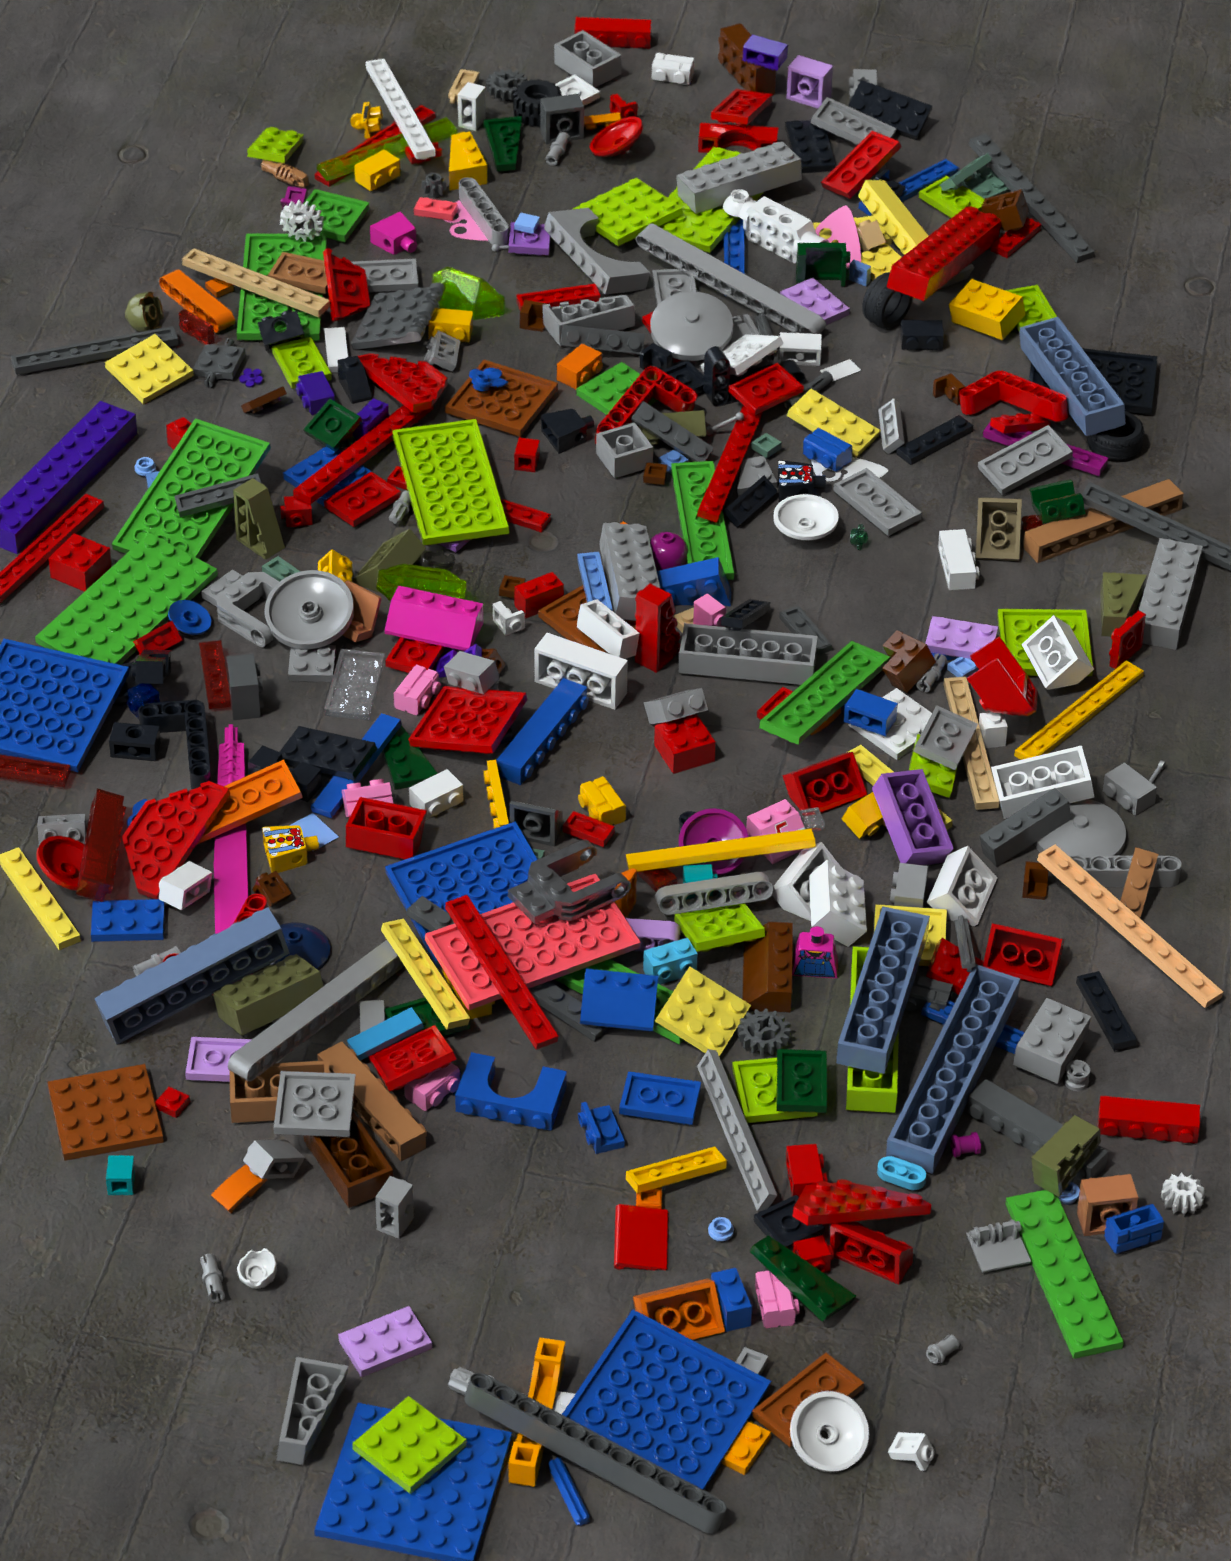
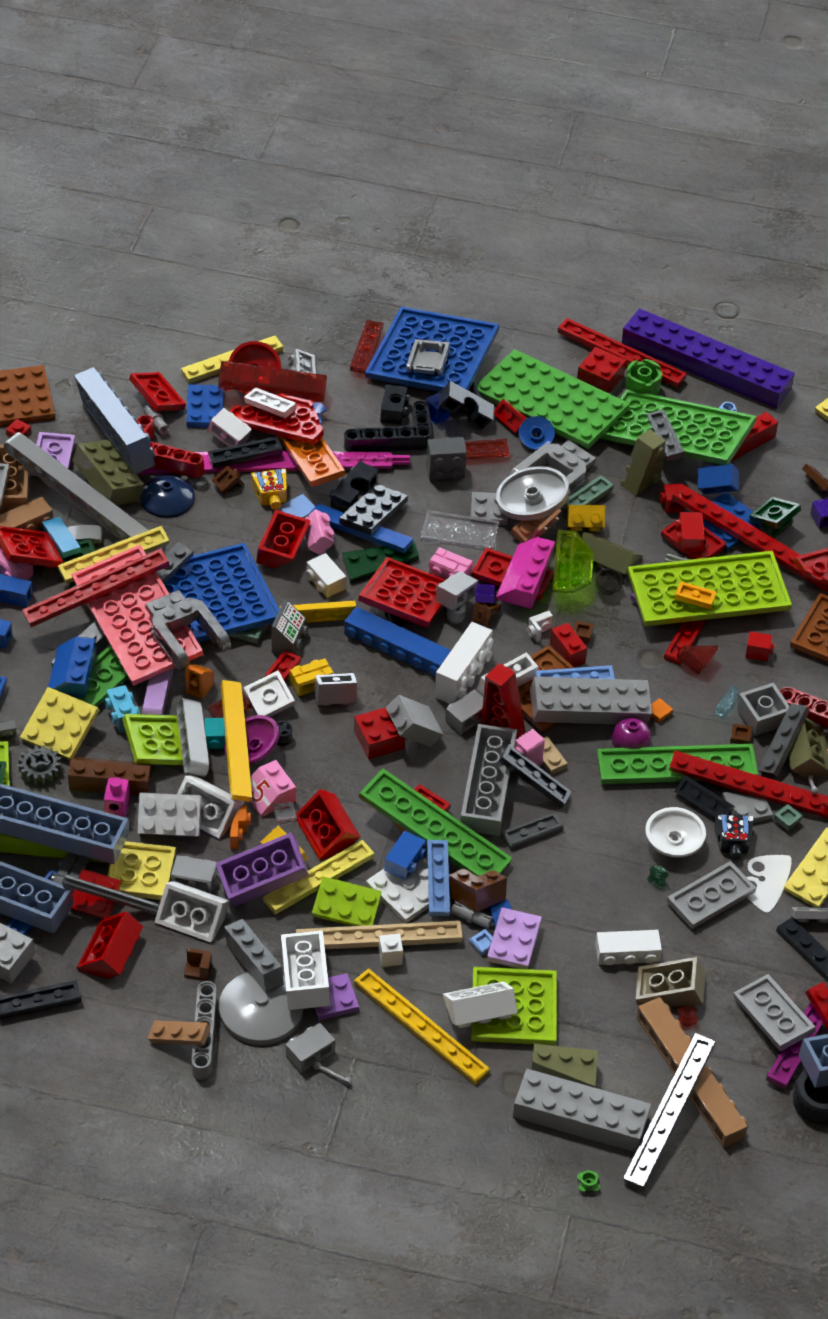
camera: 90 degrees right, 5 degrees up
(69, 703) = (425, 361): none -> light grey container
(99, 522) = (644, 377): none -> bright green brick
(110, 959) = (157, 391): none -> red plate
(149, 838) = (270, 402): none -> white plate
(227, 868) = (245, 452): none -> black plate
(278, 467) = (718, 479): none -> blue brick
(364, 490) = (690, 532): none -> red brick
(372, 415) = (794, 539): dark purple brick -> none
(473, 482) = (695, 595): none -> light orange plate
(549, 496) = (696, 656): none -> clear red slope
(565, 429) = (796, 673): black torso -> none
(604, 483) = (727, 700): none -> clear light blue axle
(625, 776) = (335, 689): none -> light grey brick
(637, 832) = (269, 695): none -> white plate
(647, 675) = (465, 712): none -> light grey brick
(672, 457) = (760, 749): medium blue plate -> none
(696, 580) = (581, 750): blue wedge -> none
(827, 450) = (781, 860): blue brick -> none
(847, 857) = (239, 826): none -> orange slope
(898, 686) = (438, 878): none -> medium blue plate
(945, 737) = (367, 904): light grey plate -> none
(1002, 681) = (441, 973): red windscreen -> none
(1056, 501) = (712, 1027): dark green panel -> none
(1127, 639) = (504, 1061): red plate -> none
(1130, 926) = (126, 1021): light nougat plate -> none

